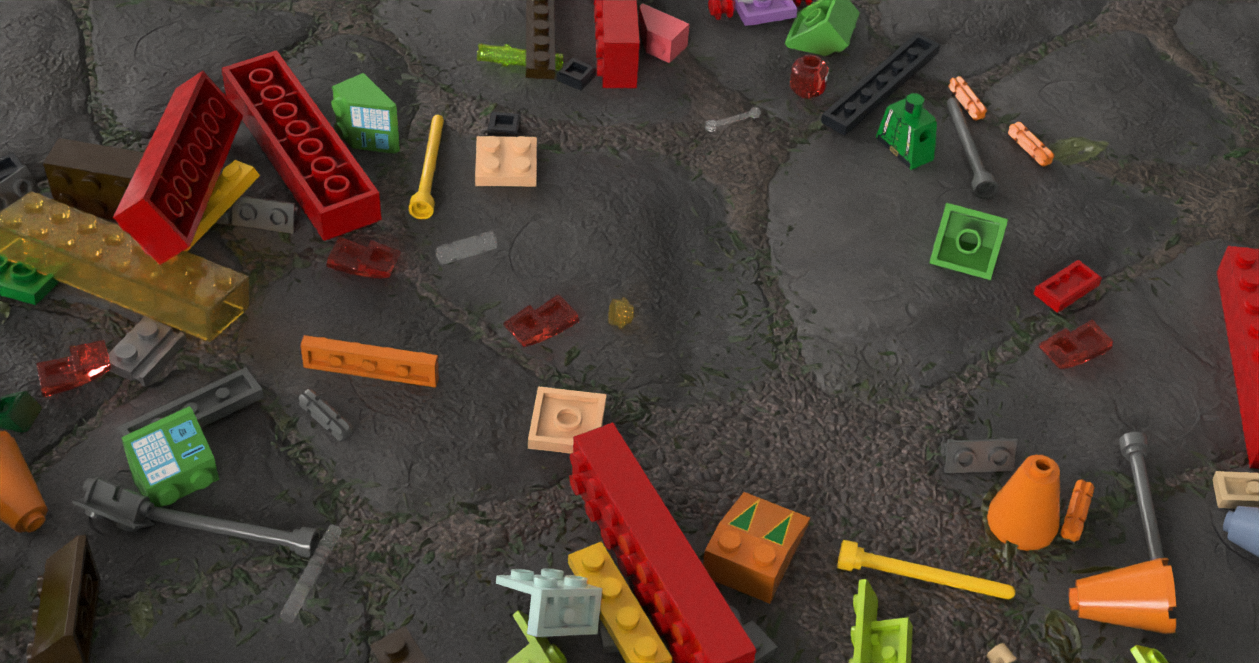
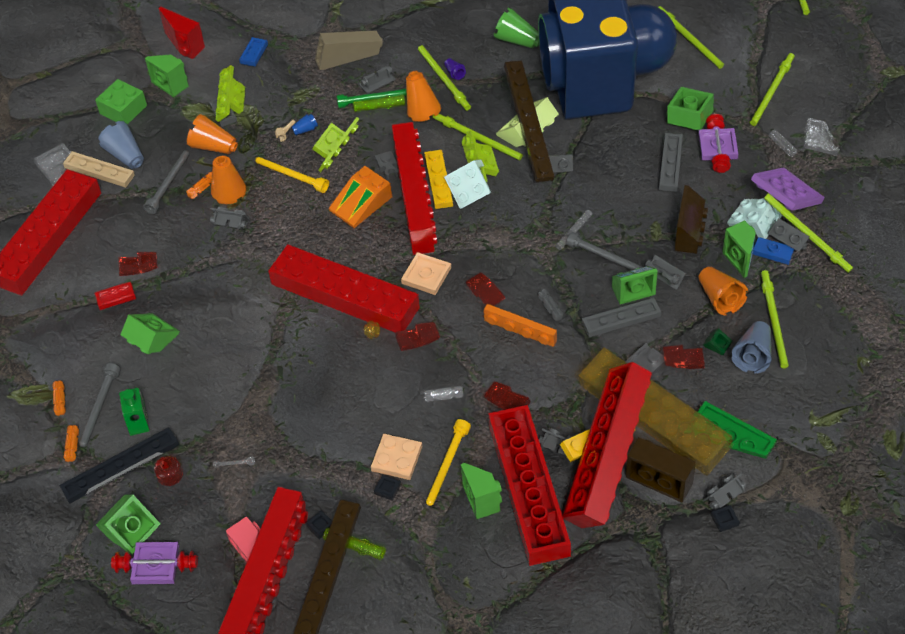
camera: 155 degrees left, 5 degrees up
(454, 414) = (485, 289): none -> clear red slope
(698, 358) = (344, 289): none -> red brick

